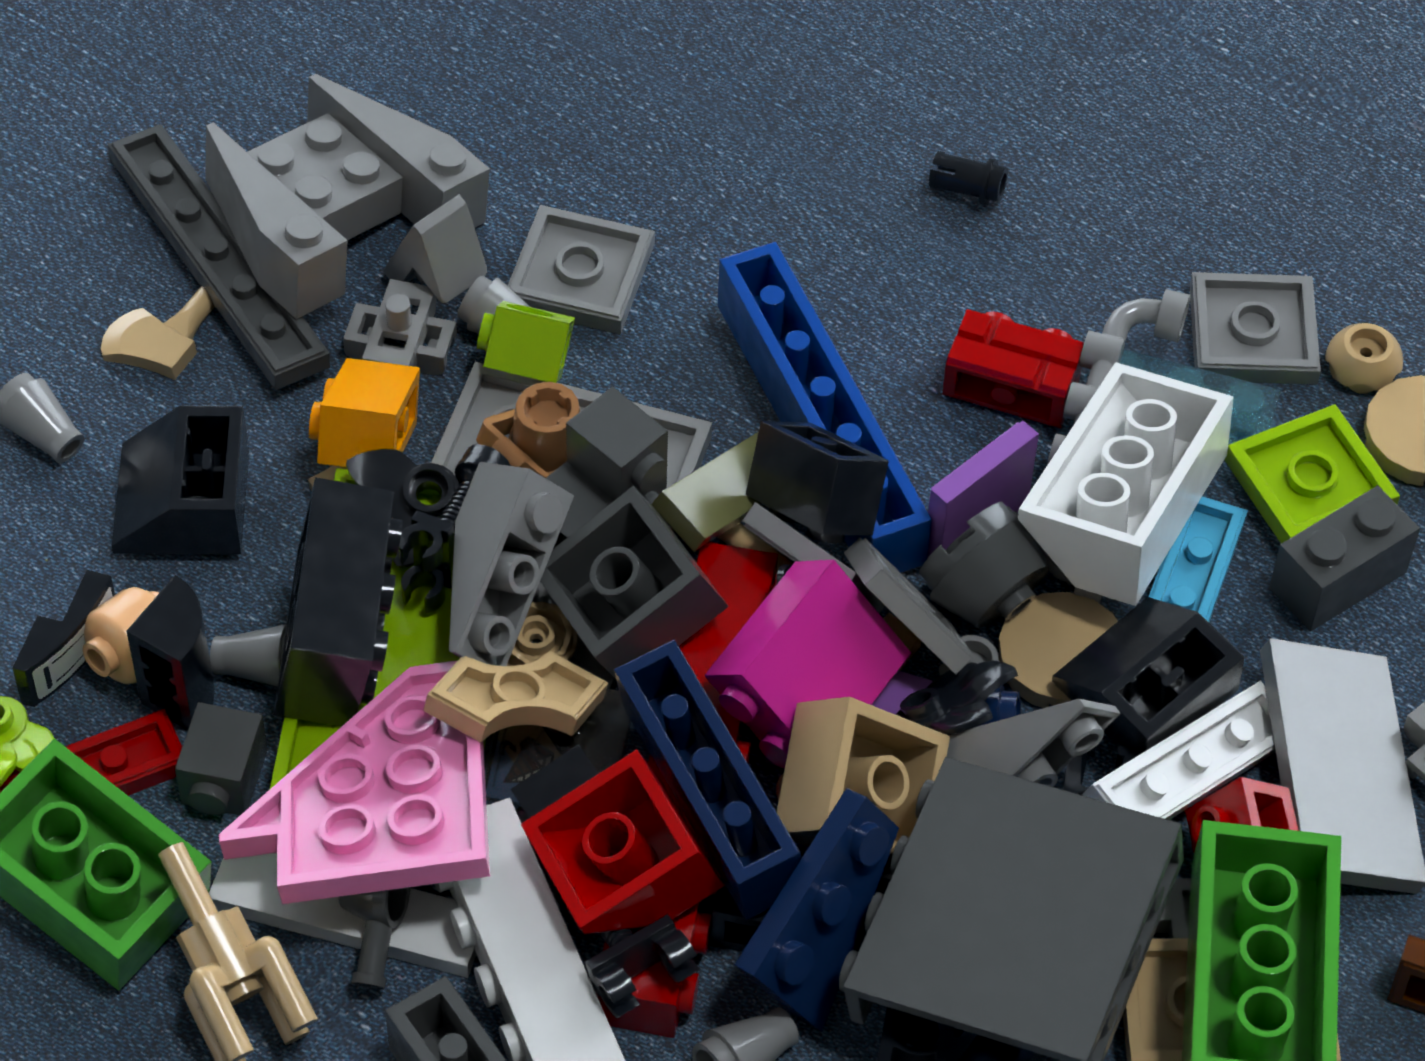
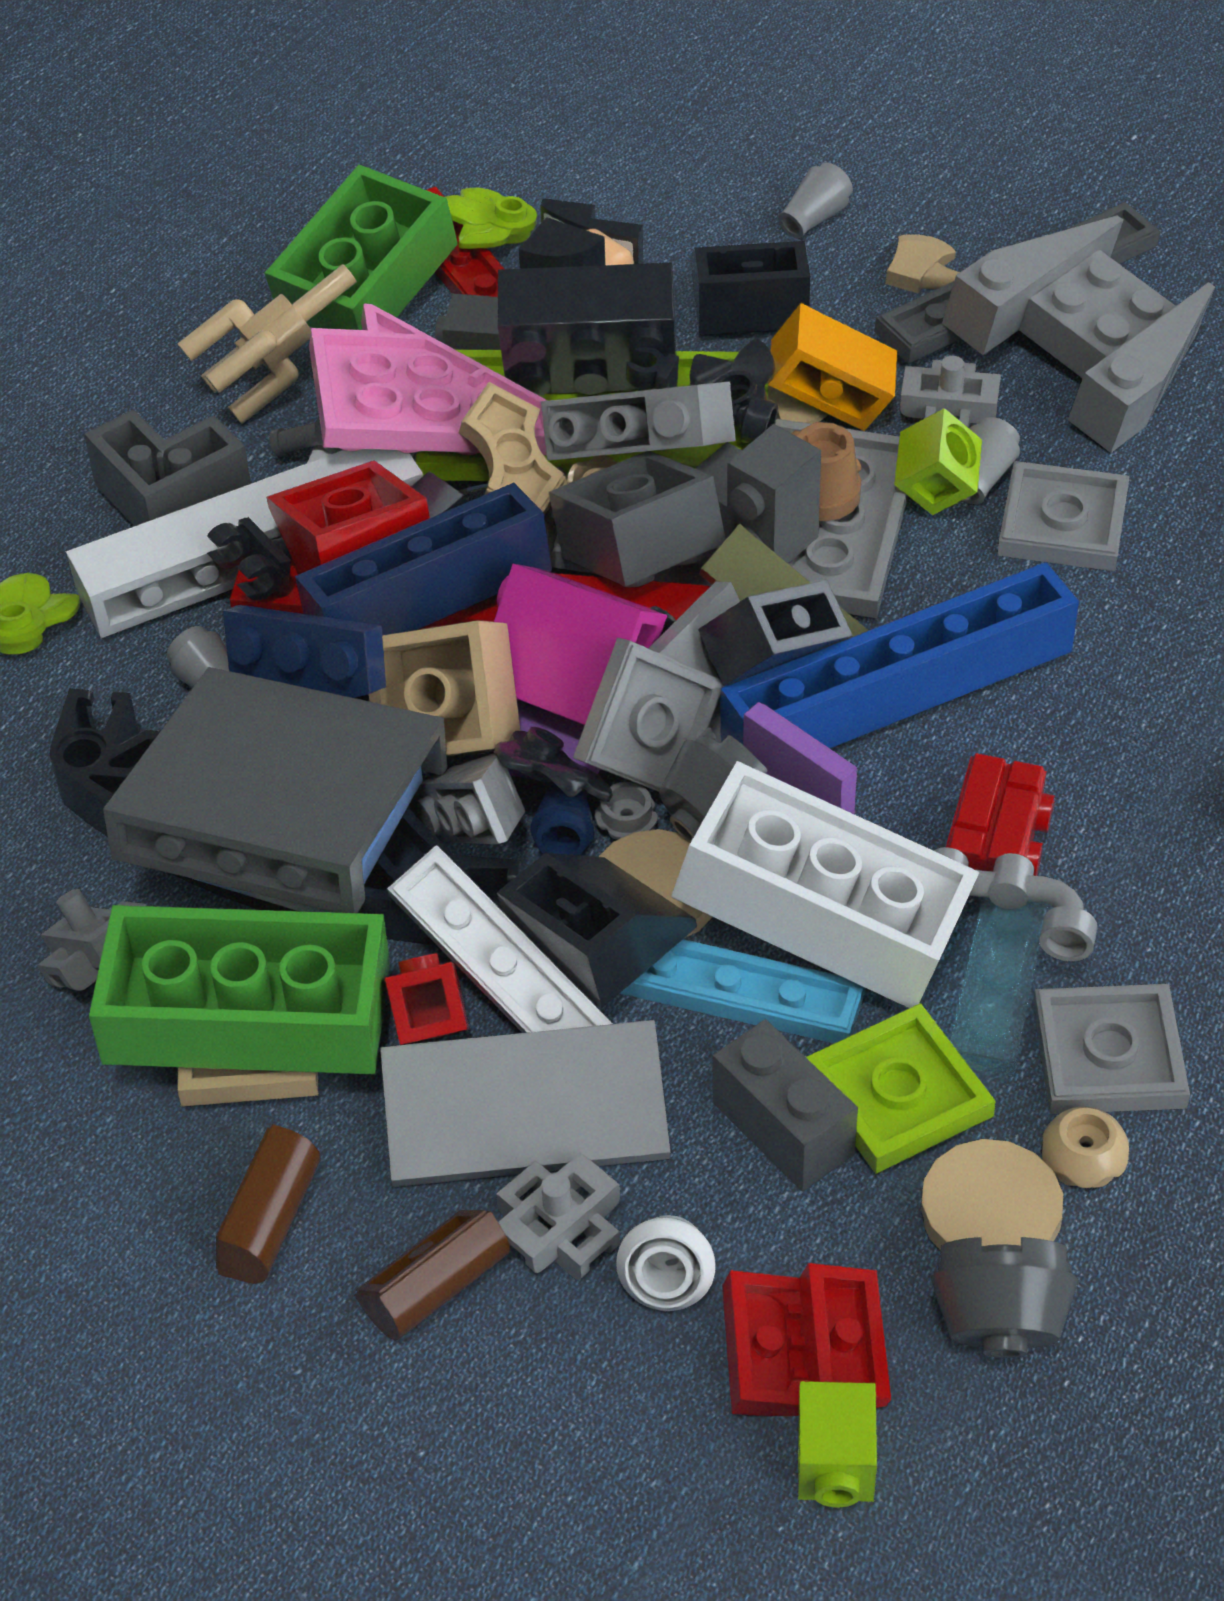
camera: 90 degrees right, 5 degrees down
(440, 252) = (1027, 388): light grey slope -> none

